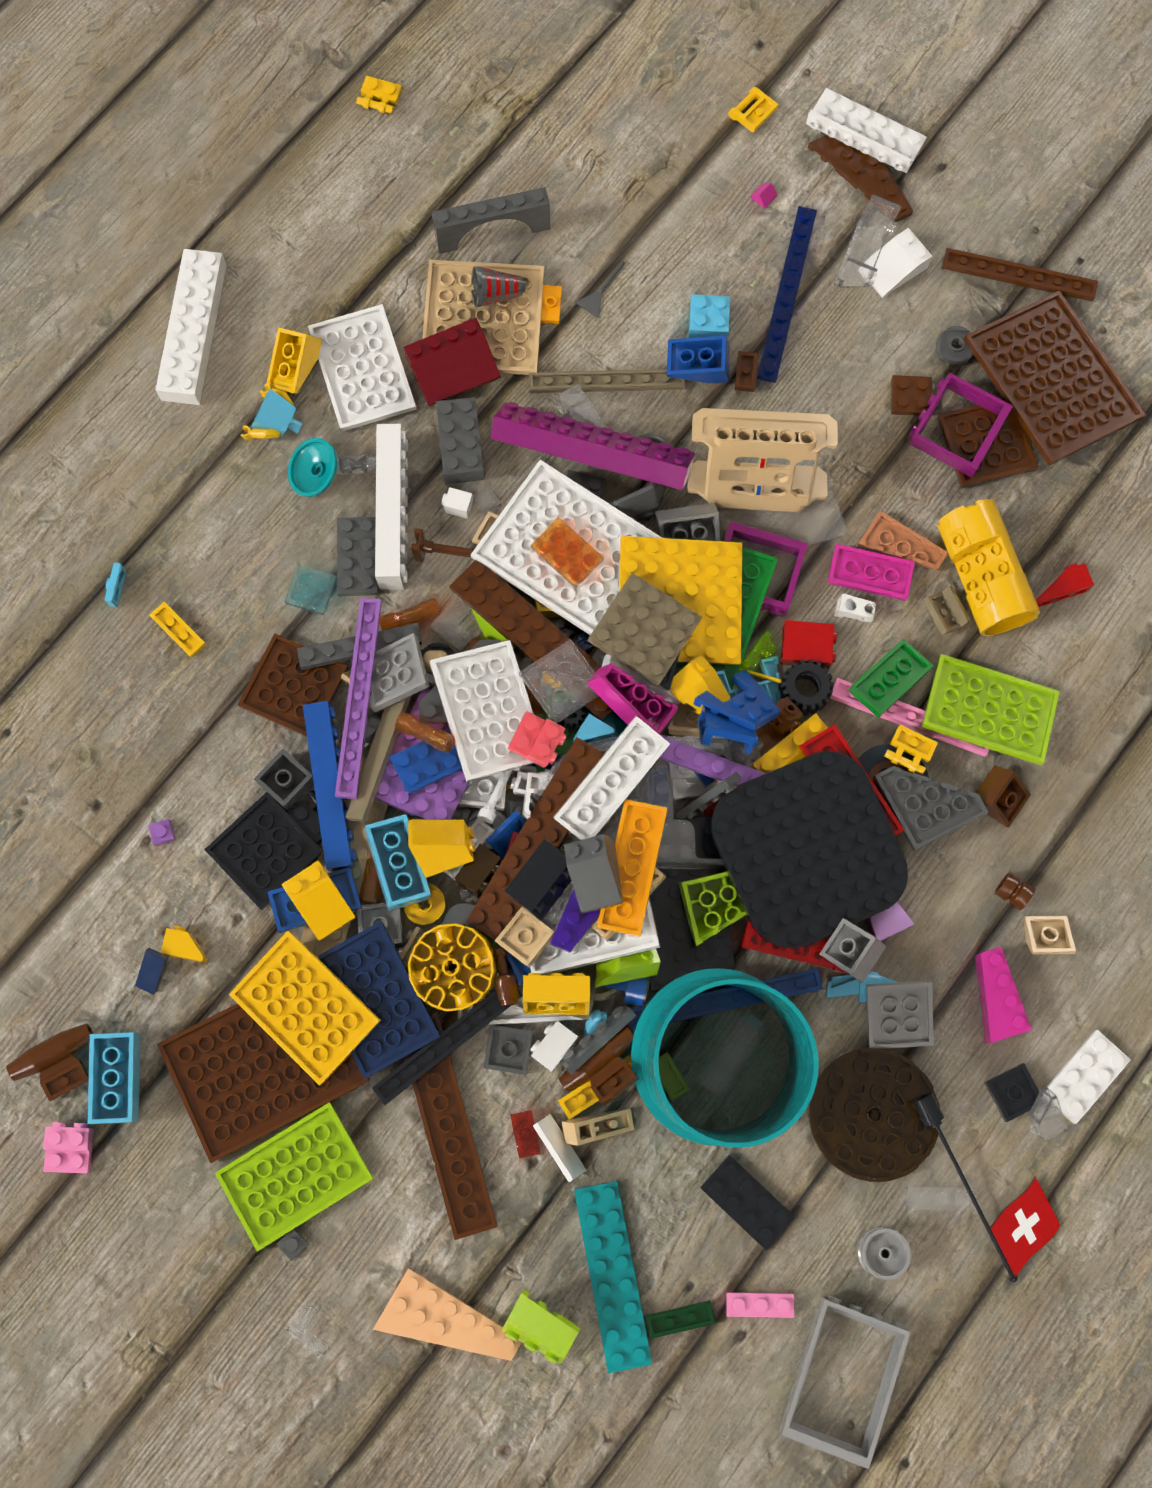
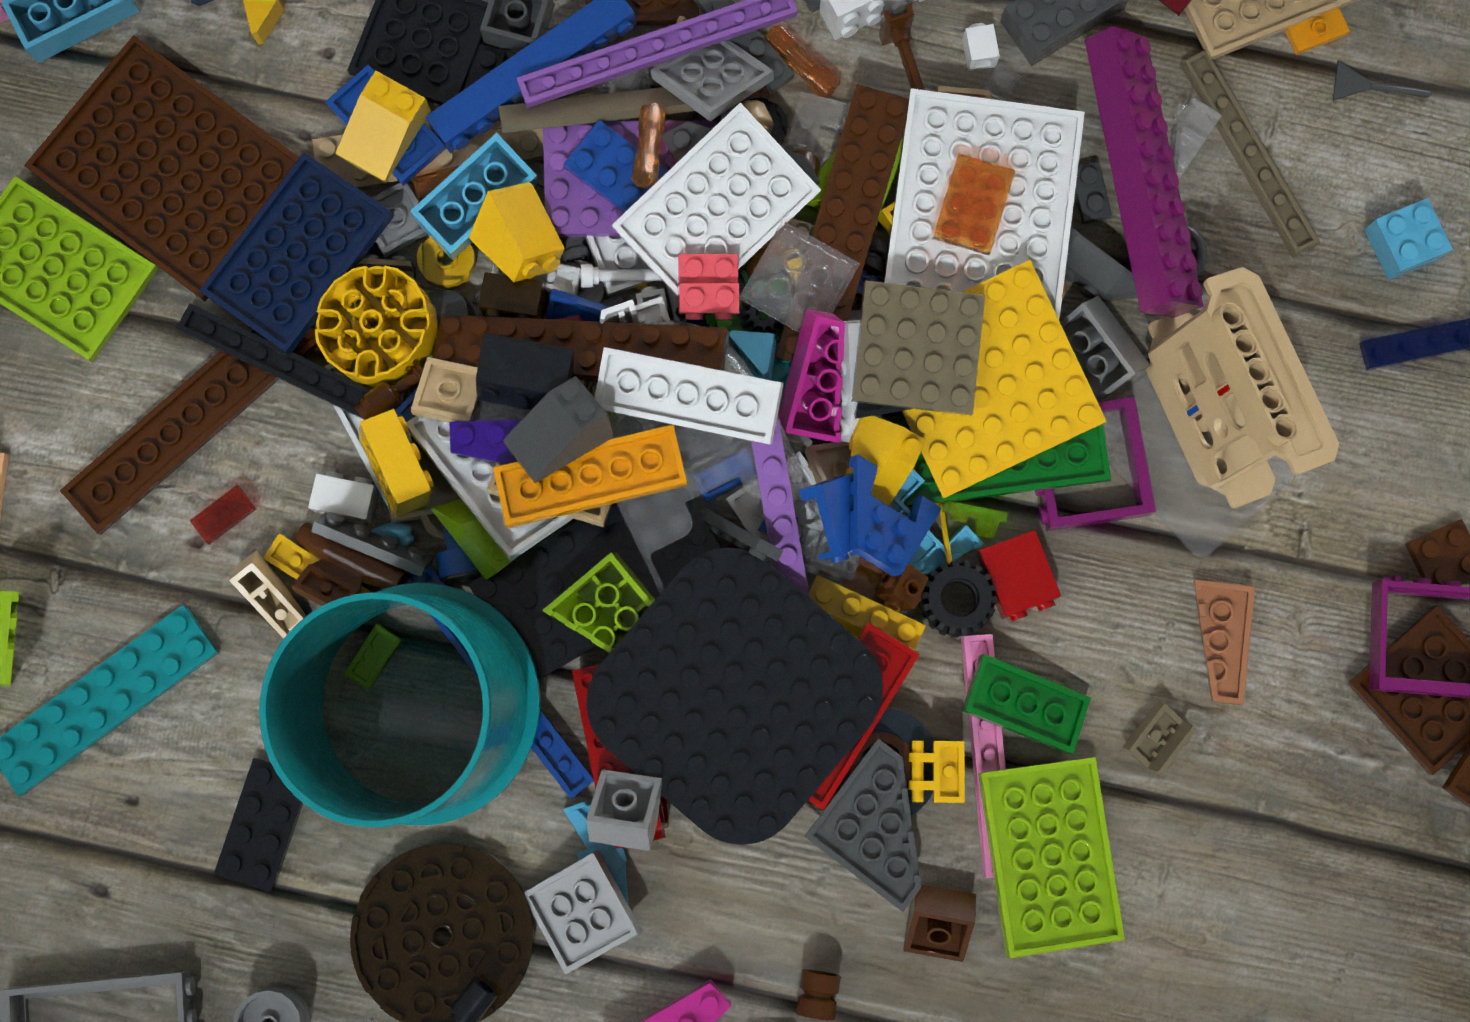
camera: 65 degrees right, 5 degrees up
(304, 1007) = (248, 177): yellow plate -> none
(508, 1049) = (315, 445): dark grey plate -> none
(560, 1151) = (229, 552): white tile -> none
(680, 1319) = (87, 806): dark green tile -> none
(699, 359) = (1342, 253): blue slope -> none
(746, 371) = (1360, 323): reddish brown plate -> none
(759, 1304) = (146, 896): bright pink plate -> none
(855, 608) = (1101, 616): white leg -> none
(871, 572) = (1162, 614): dark pink plate -> none
(889, 922) = (695, 847): lavender torso -> none
(988, 568) = (1227, 786): yellow cylinder -> none
(1070, 583) = (1286, 889): red slope -> none

